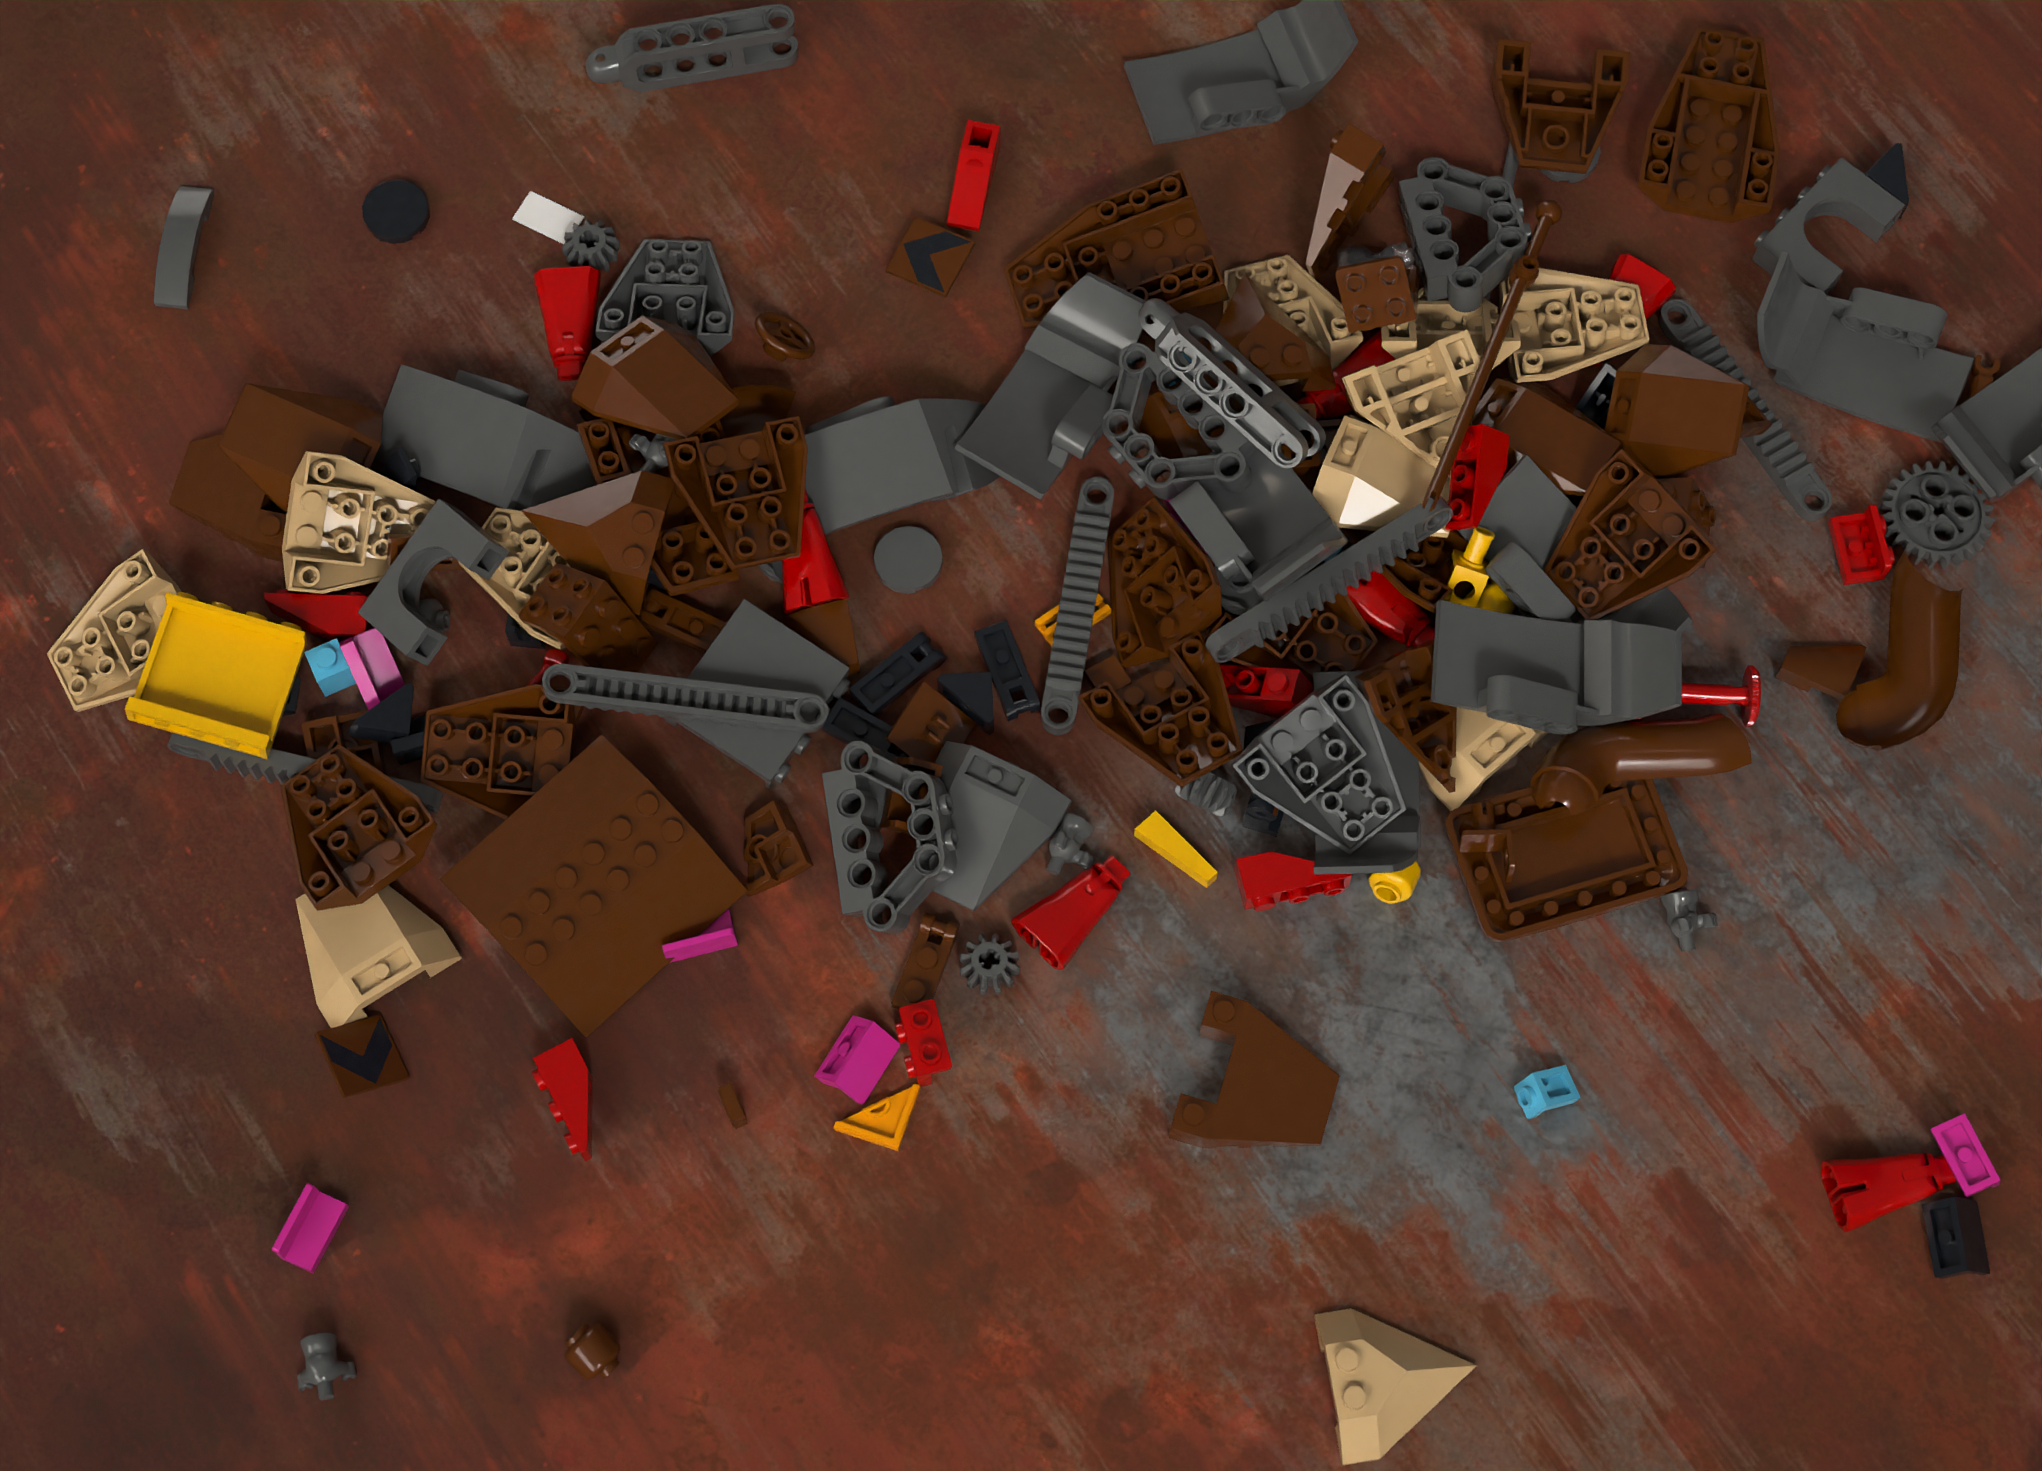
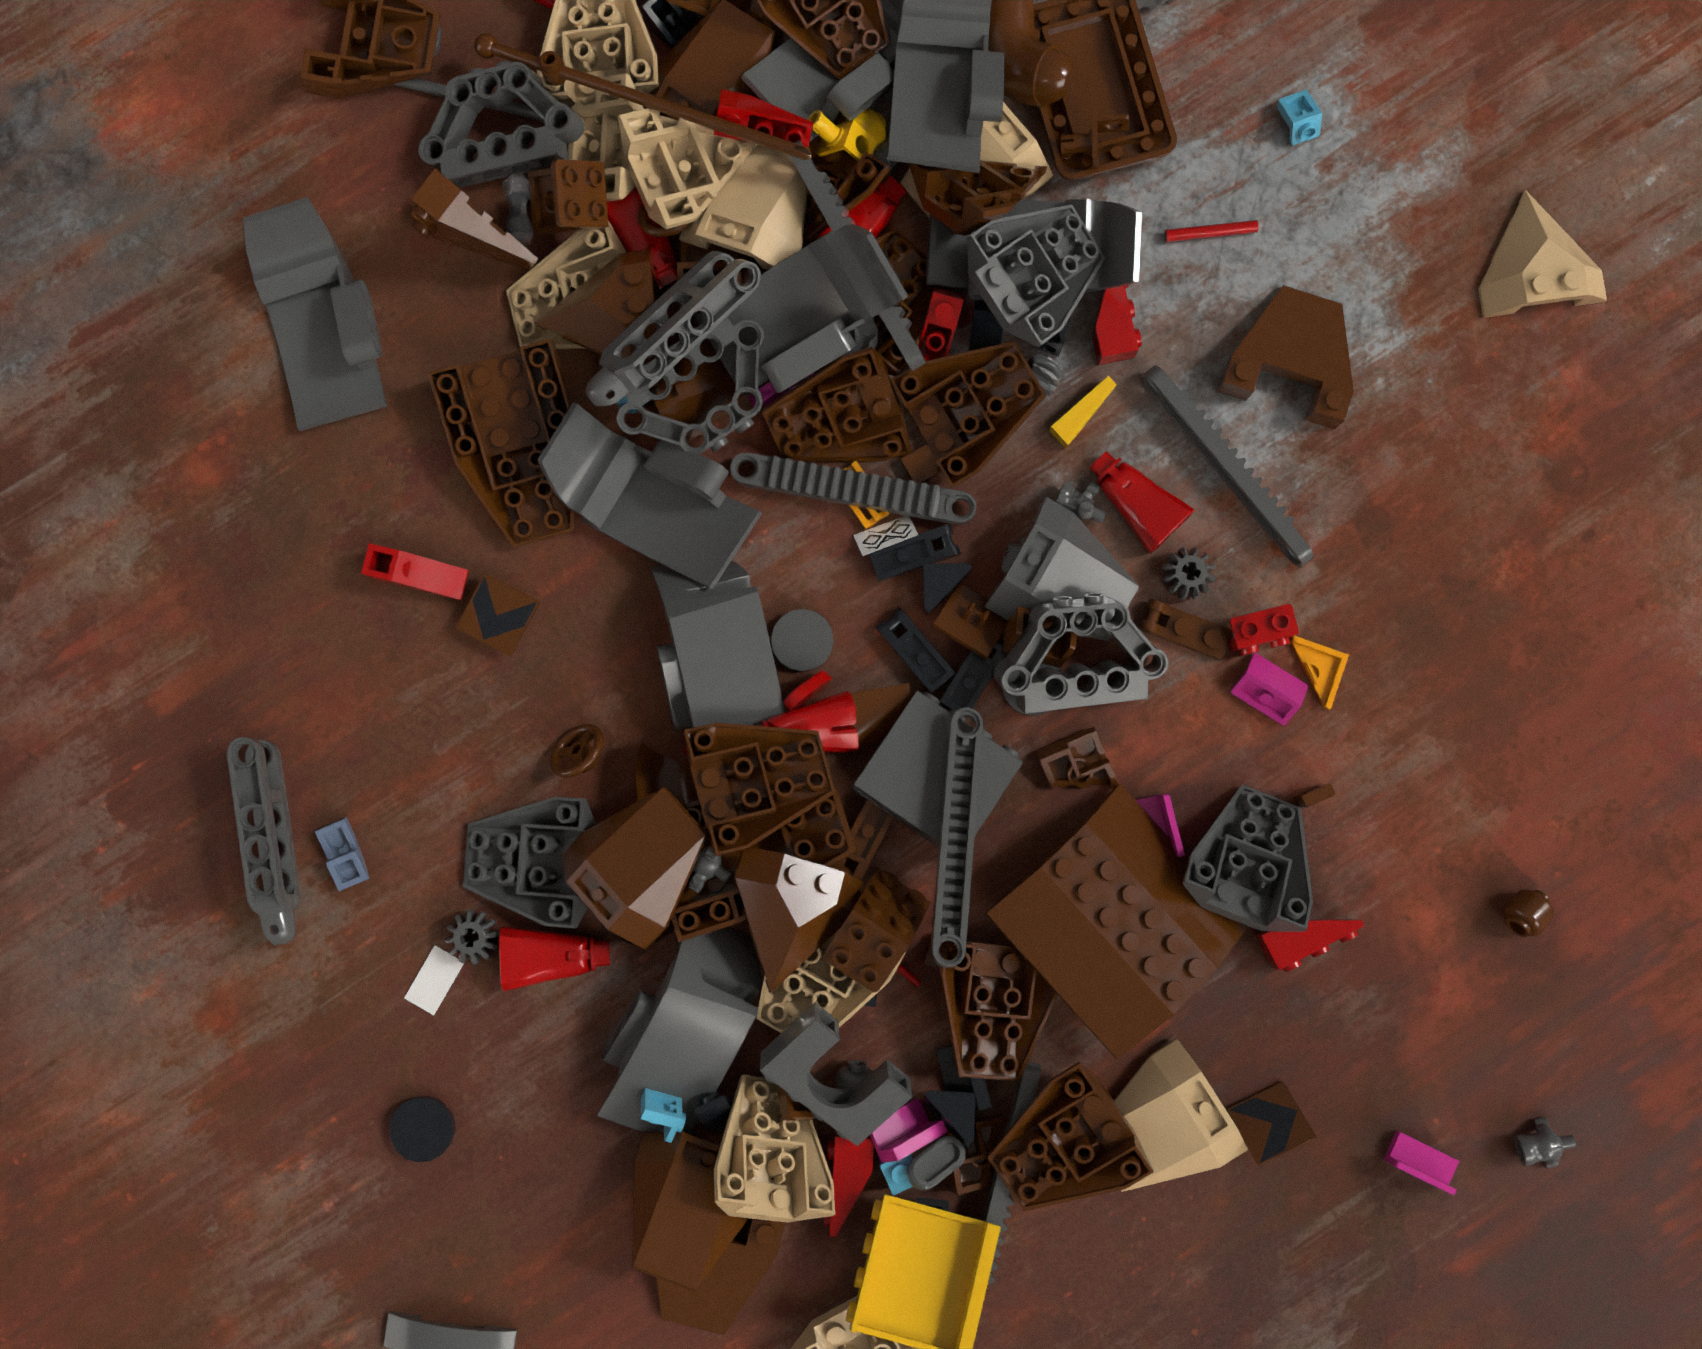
camera: 85 degrees left, 15 degrees up
(335, 693) = (936, 1163): none -> dark grey tile
(403, 420) = (663, 1110): none -> medium azure bracket
(656, 1028) = (1254, 864): none -> dark grey wedge
(676, 129) = (343, 854): none -> sand blue slope
(849, 559) = (807, 690): none -> red tile
(1026, 640) = (885, 535): none -> white sticker
(1115, 1008) = (1228, 466): none -> dark grey gear
(1400, 993) = (1211, 231): none -> red bar

